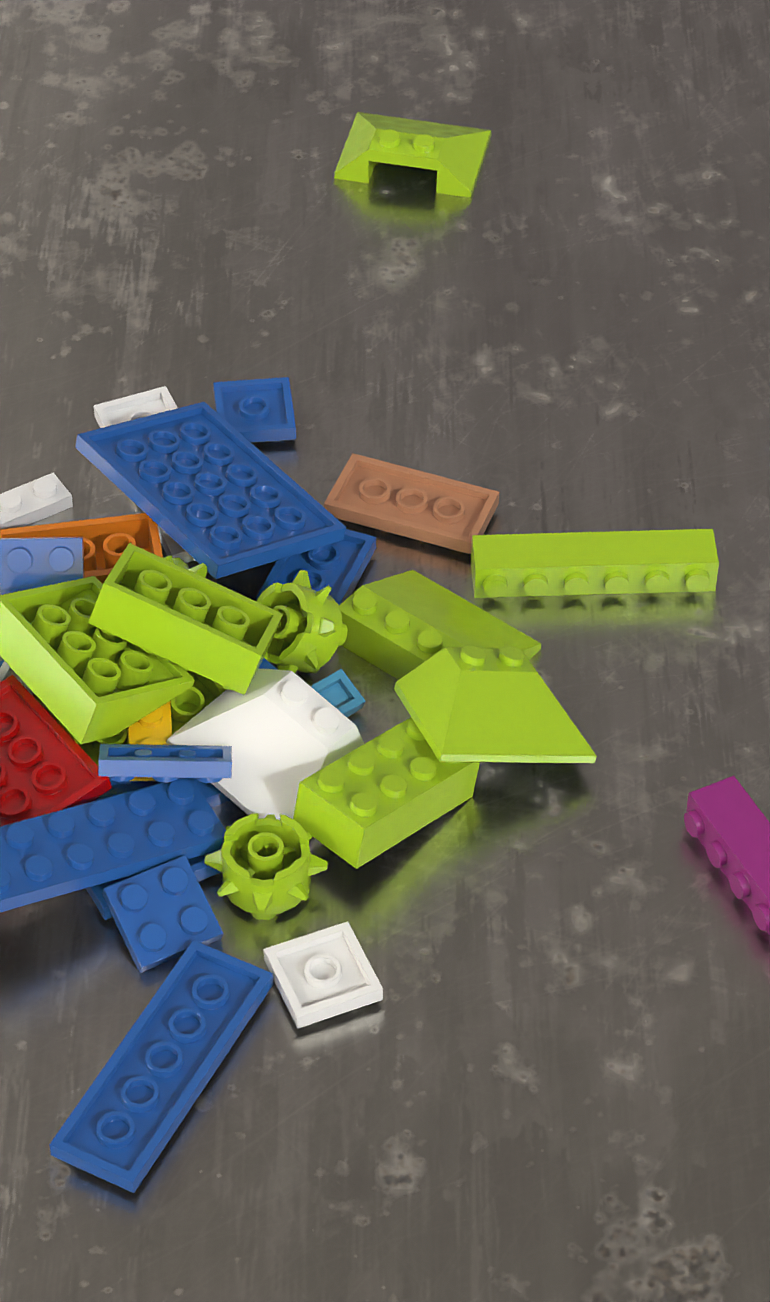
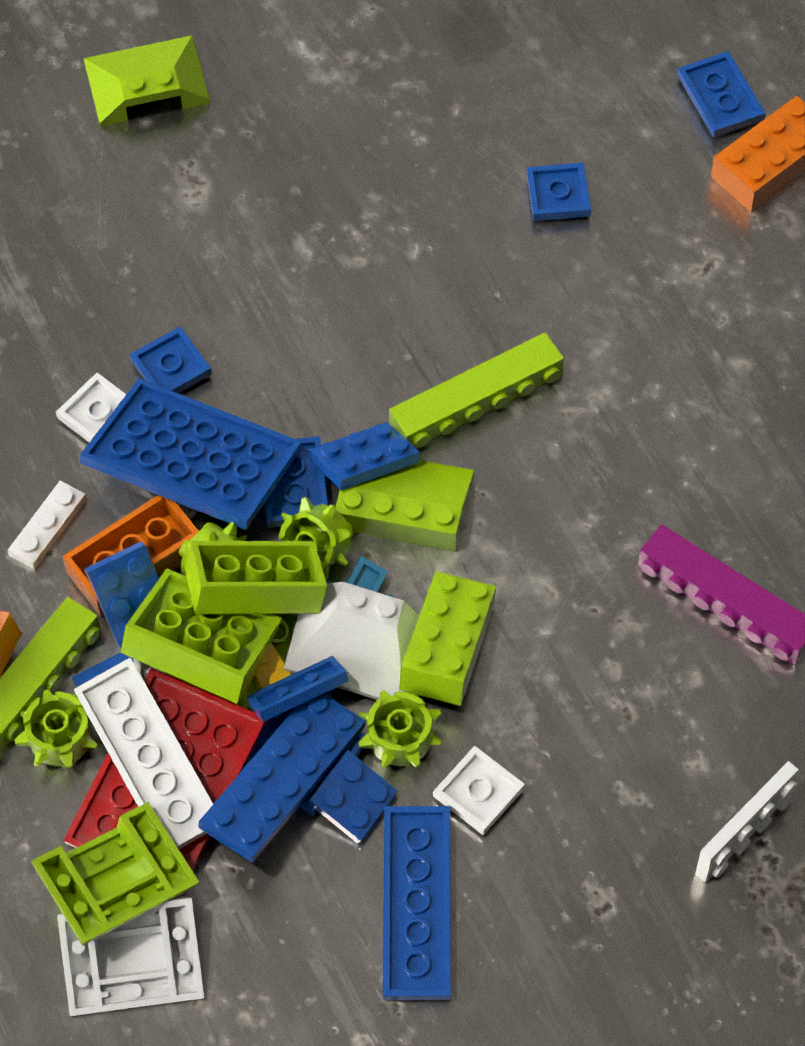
camera: 25 degrees left, 15 degrees up
(411, 503) = (325, 395): nougat plate -> none
(412, 570) = (364, 455): none -> blue plate
(489, 709) = (482, 548): lime slope -> none
(640, 1147) = (751, 818): none -> white plate

